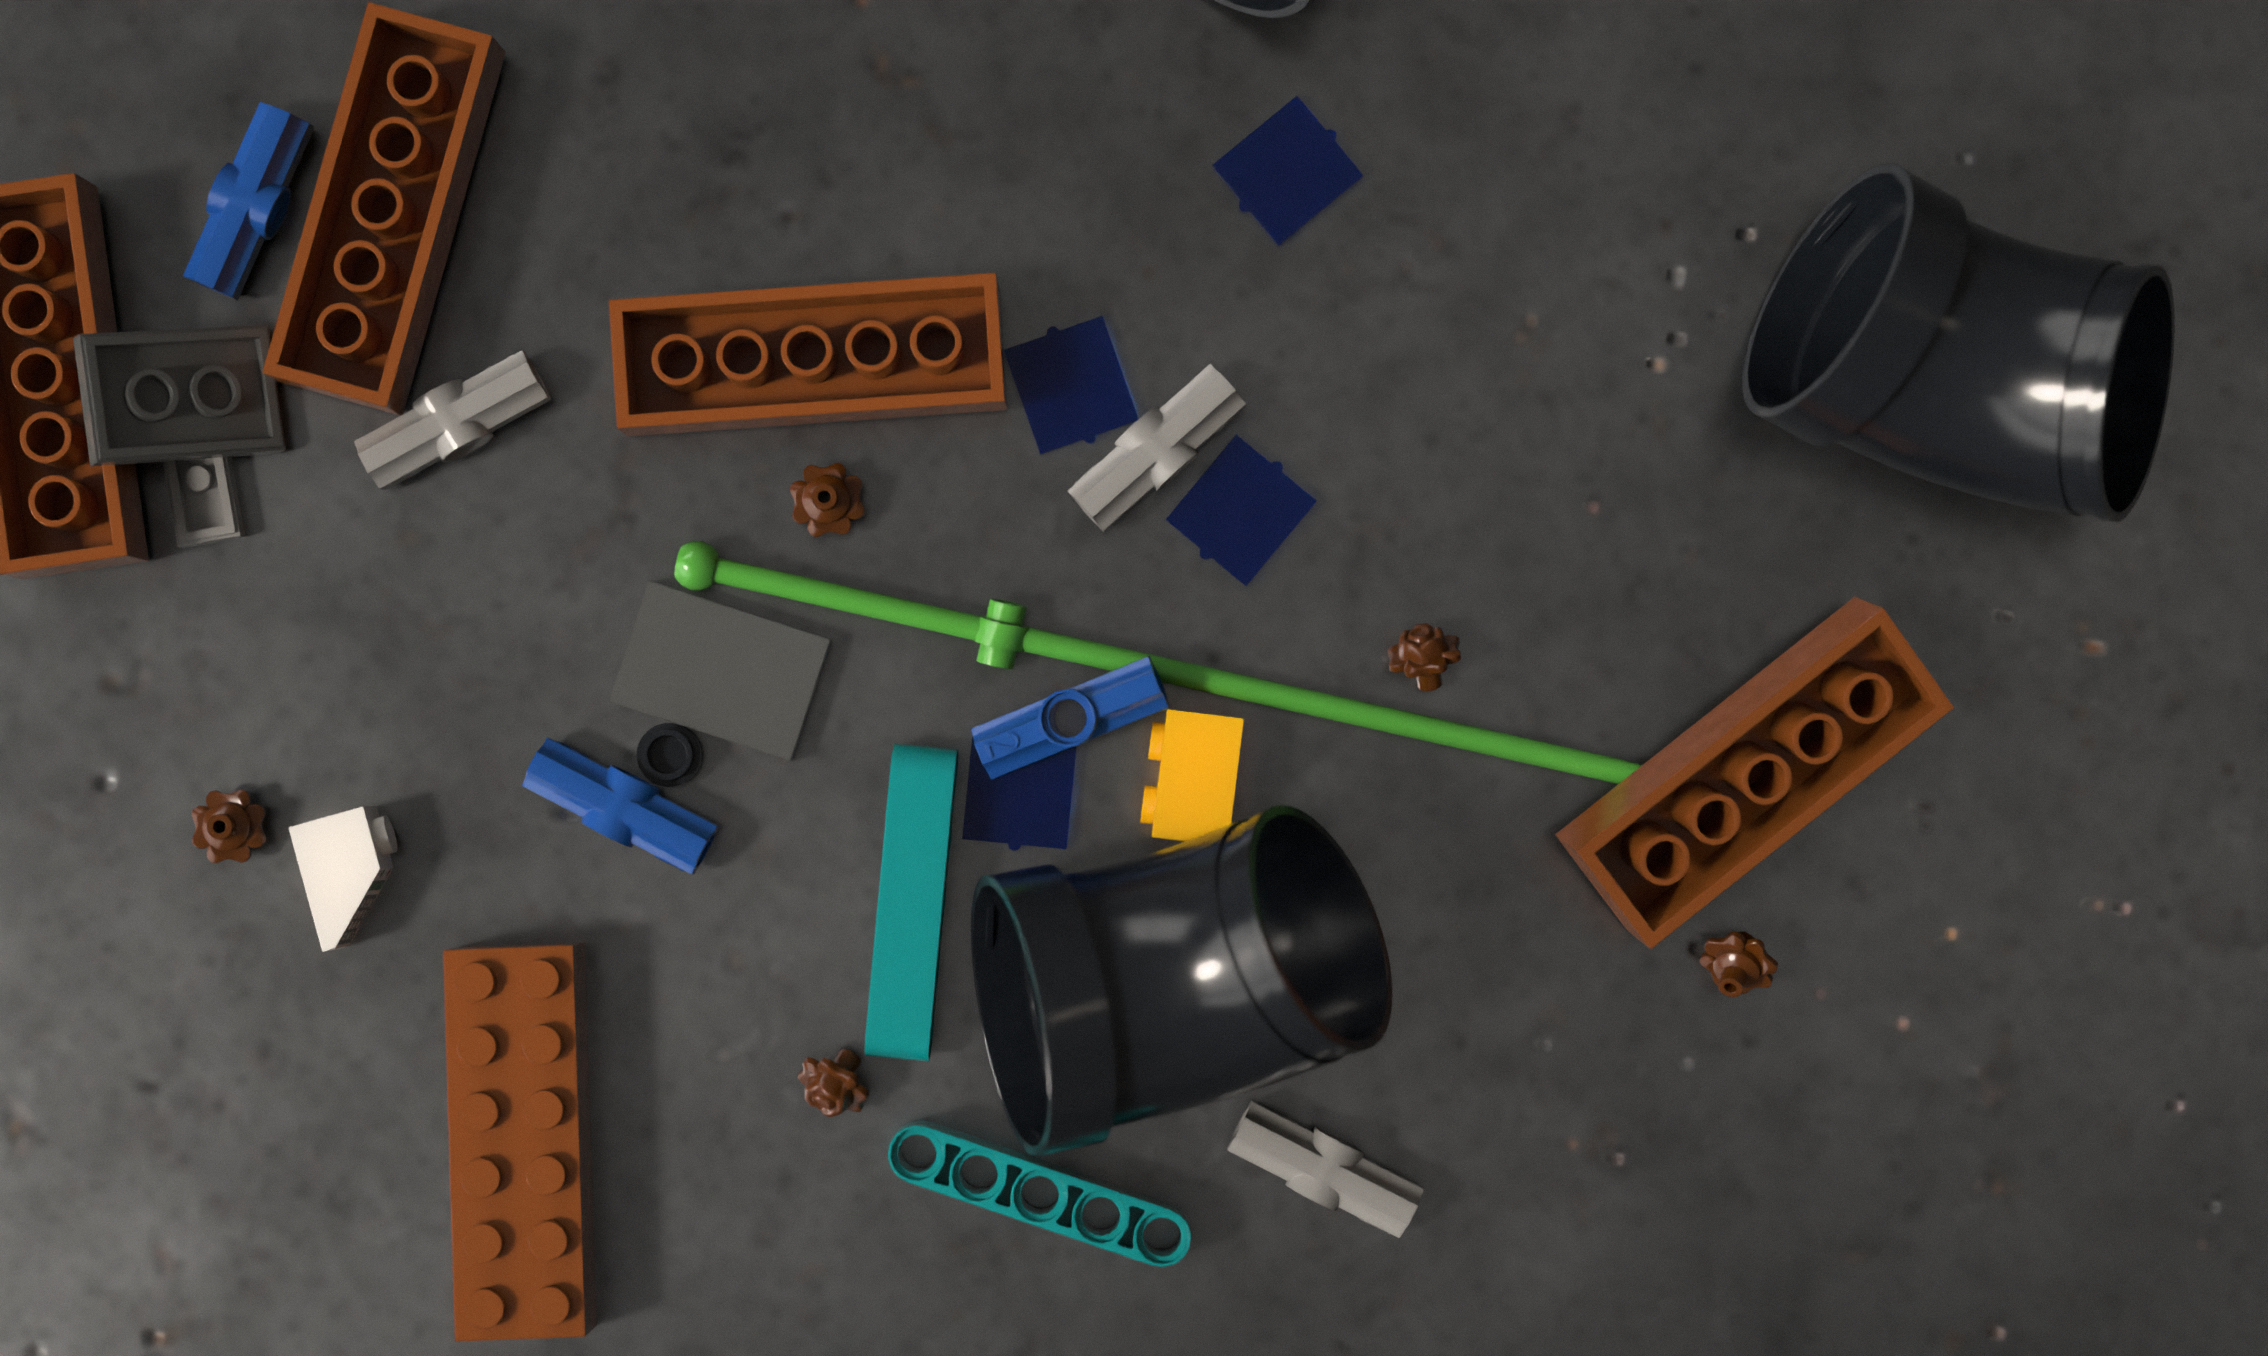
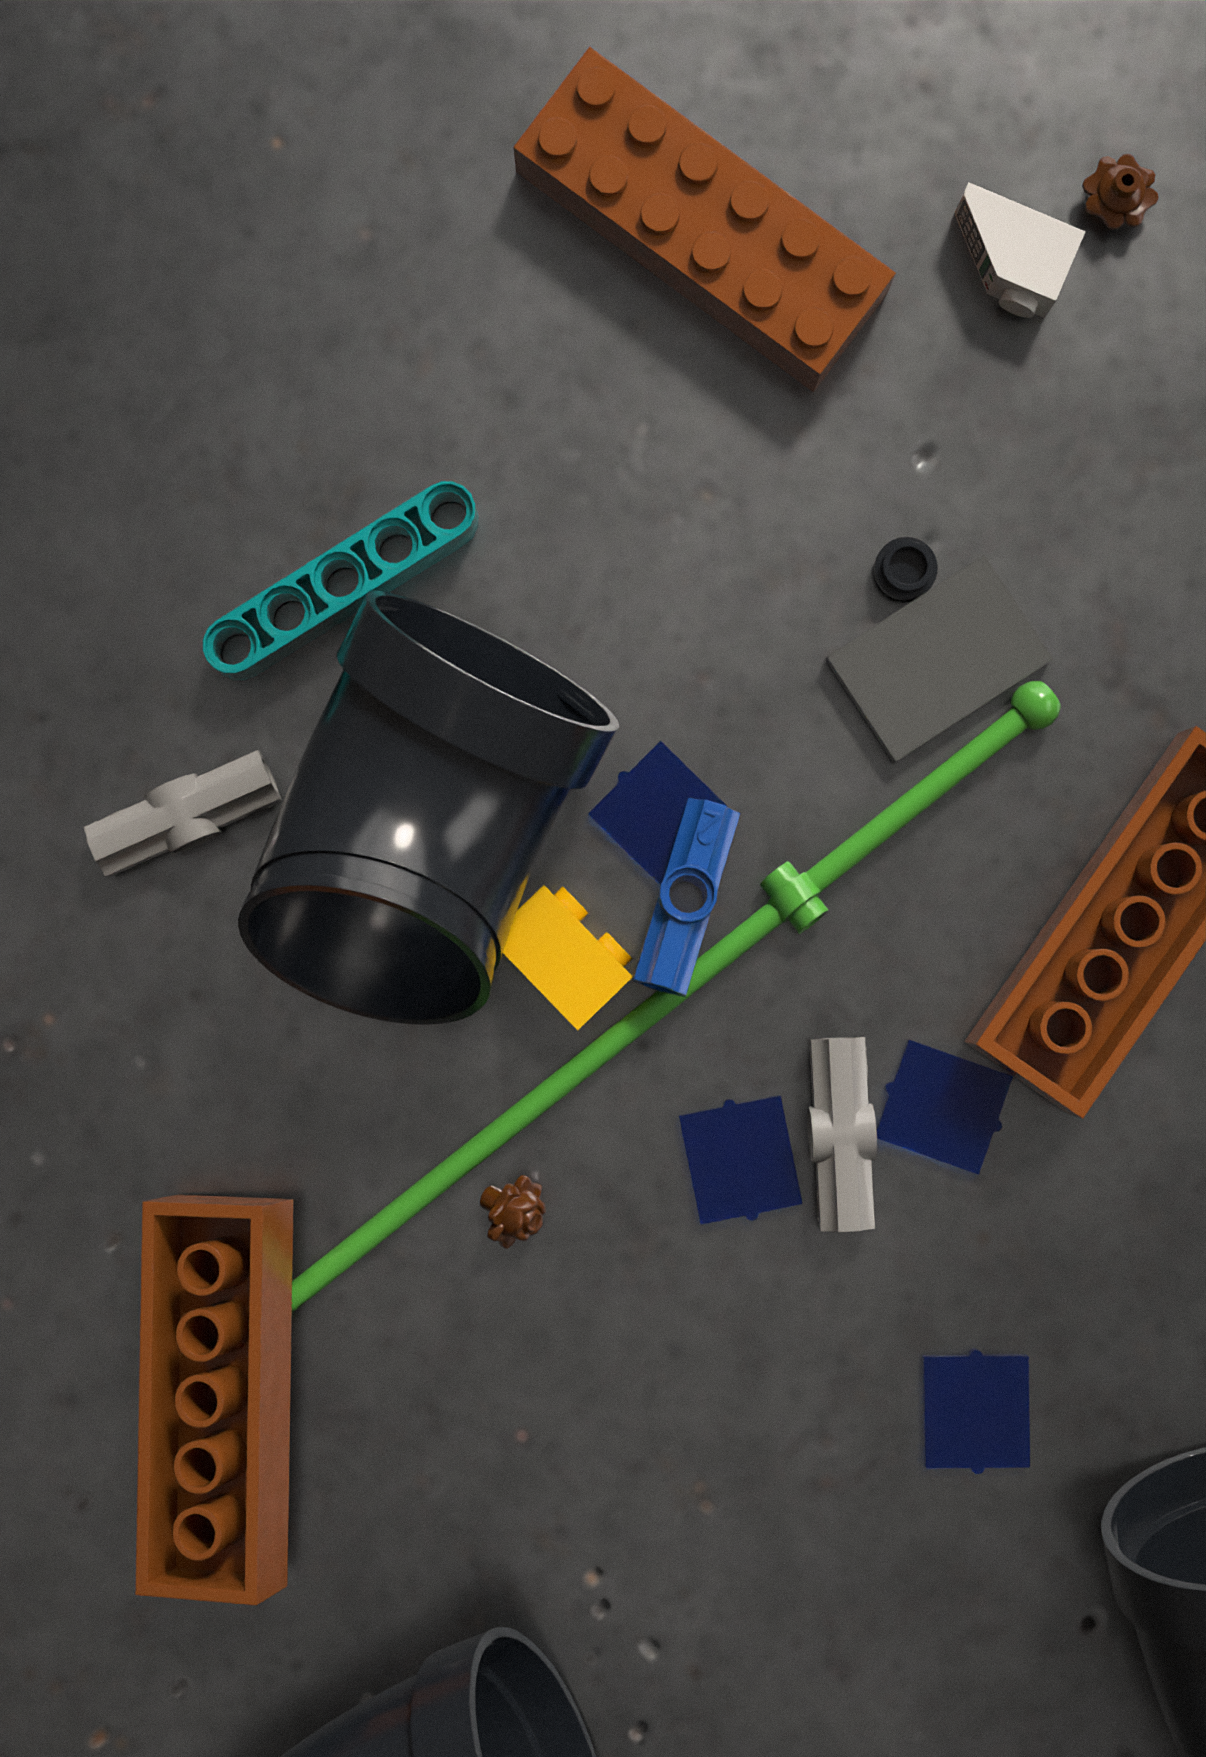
camera: 130 degrees right, 0 degrees up
(620, 805) = (896, 499): blue piece -> none
(827, 500) = (1006, 846): reddish brown plant -> none
(833, 1084) = (551, 491): reddish brown plant -> none
(911, 902) = (643, 662): teal beam -> none
(1738, 963) = (79, 1260): reddish brown plant -> none

